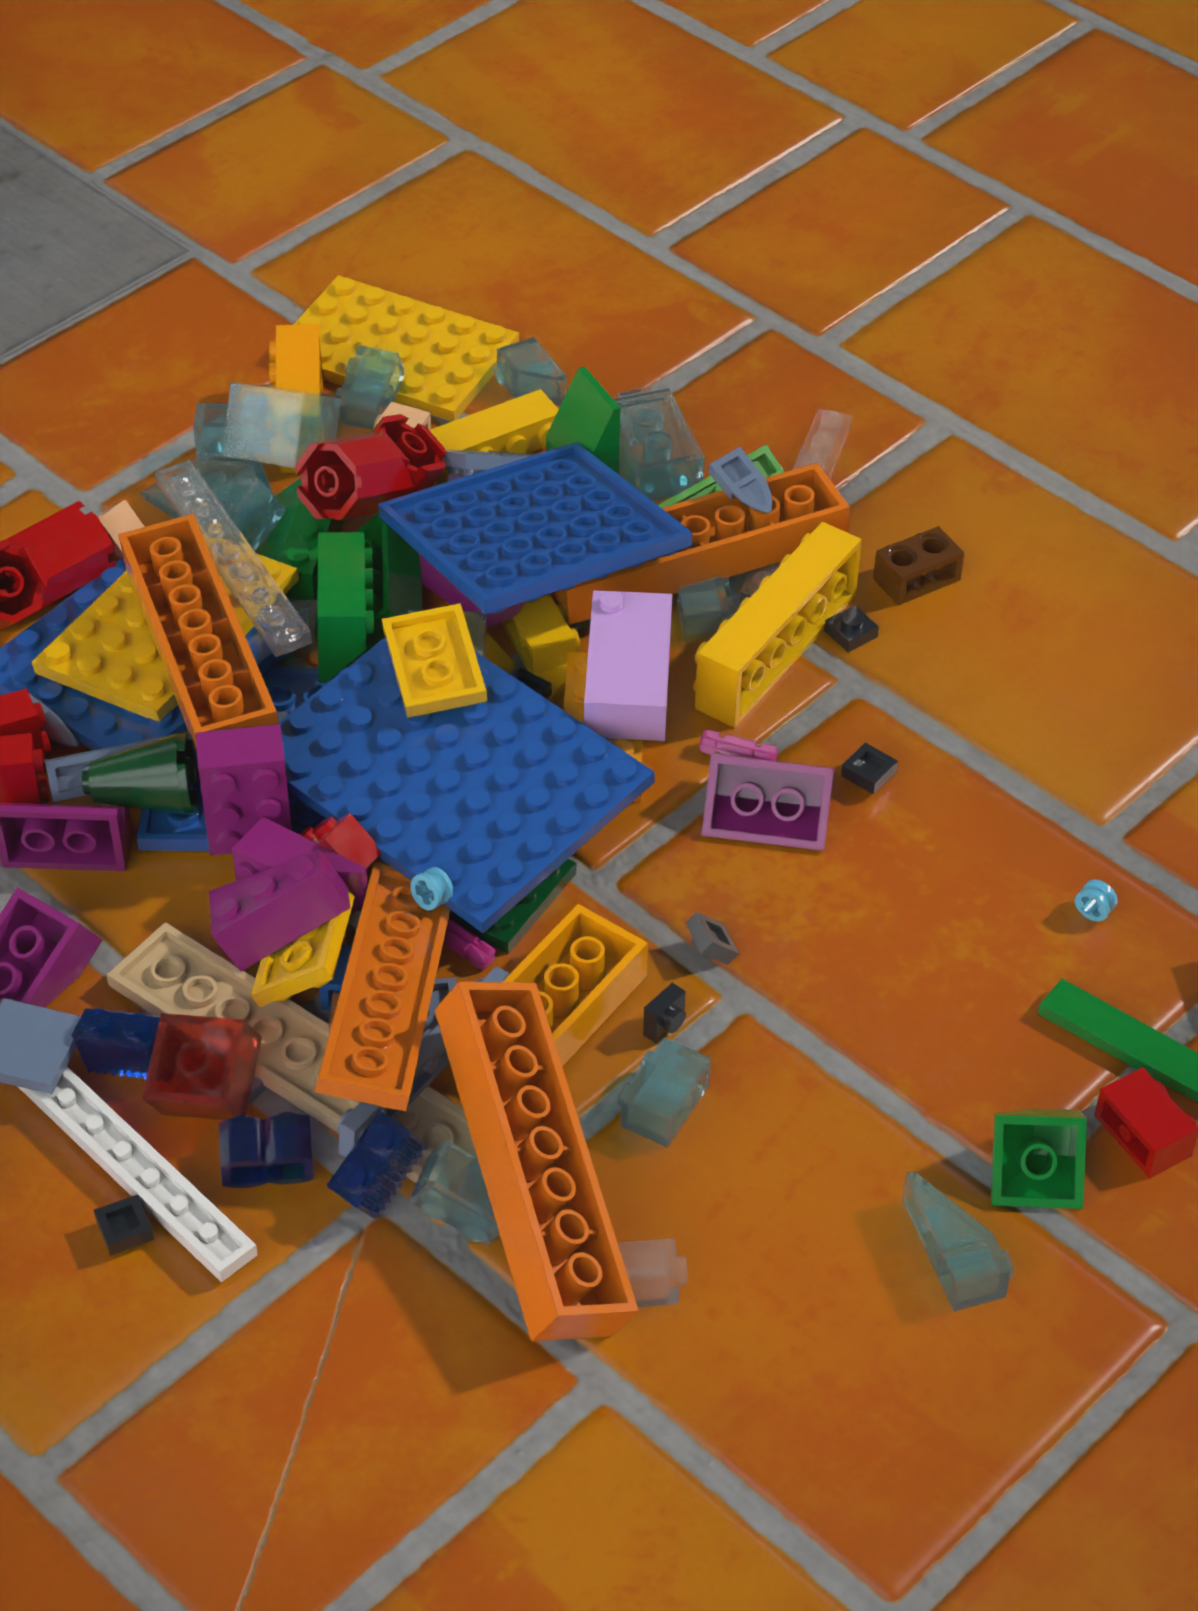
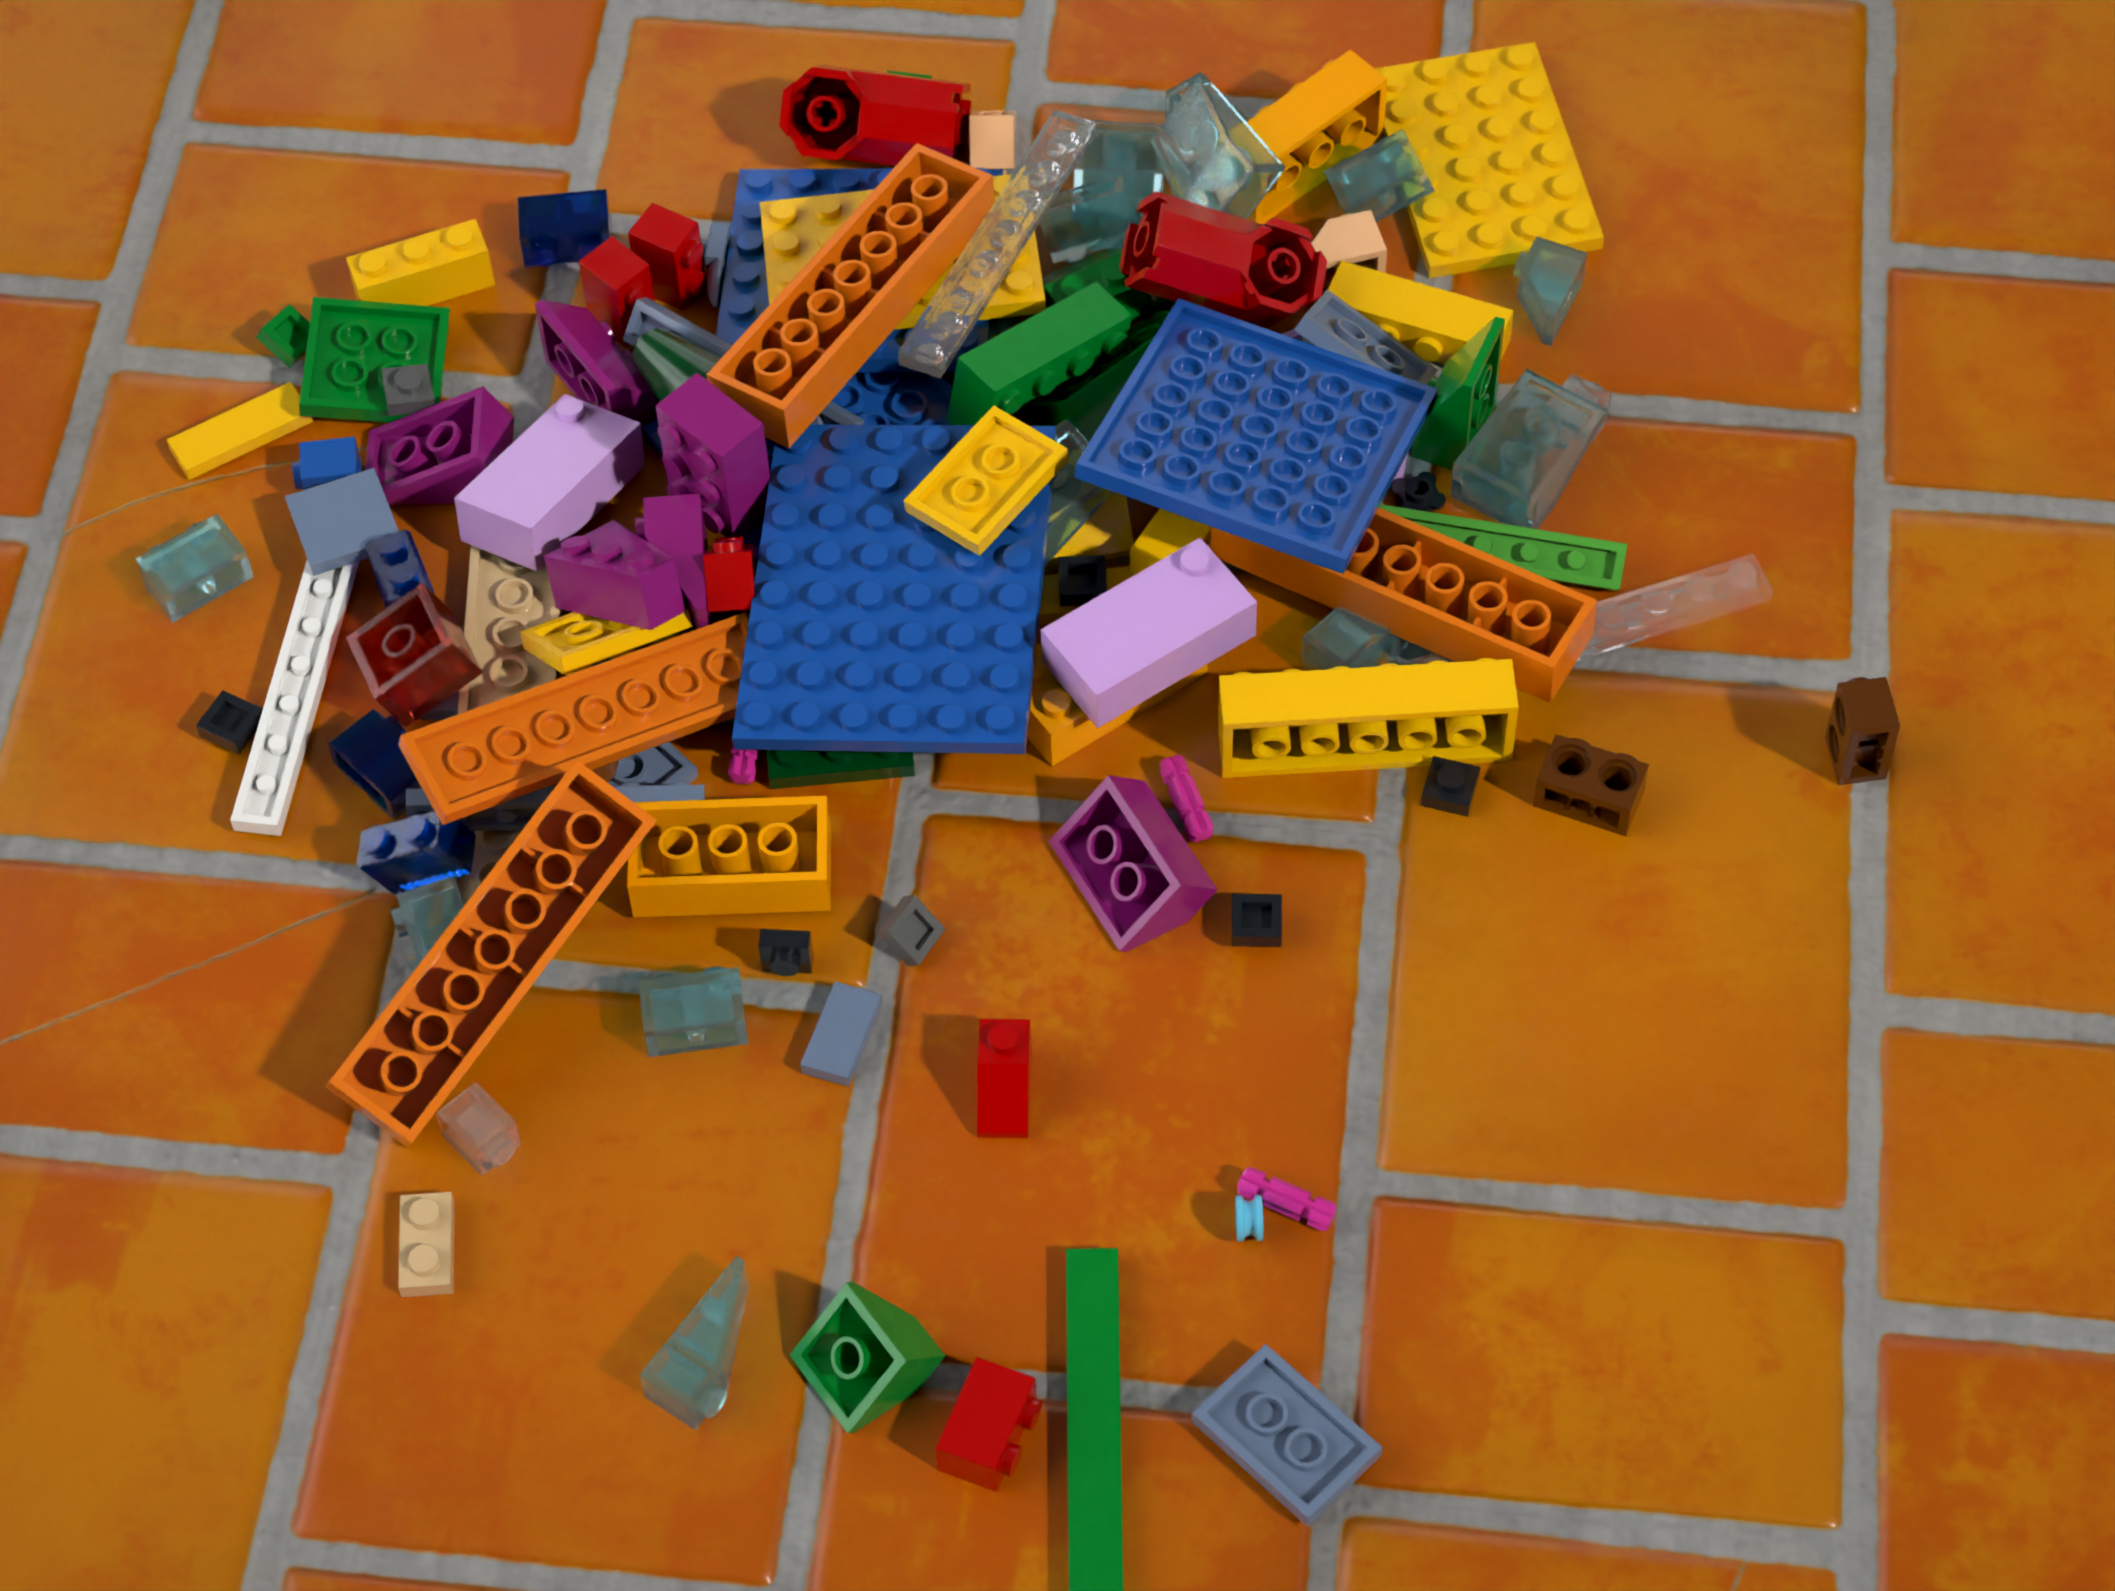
camera: 55 degrees right, 10 degrees up
(137, 906) = (550, 481): none -> lavender brick
(431, 888) = (734, 673): medium azure bush -> none
(713, 1367) = (426, 1244): none -> tan plate
(742, 479) = (1489, 554): sand blue plate -> none
(755, 1026) = (841, 1033): none -> sand blue tile
(876, 957) = (1003, 1078): none -> red slope
(1002, 430) = (1862, 730): none -> reddish brown brick
(1116, 869) = (1287, 1198): none -> dark pink axle

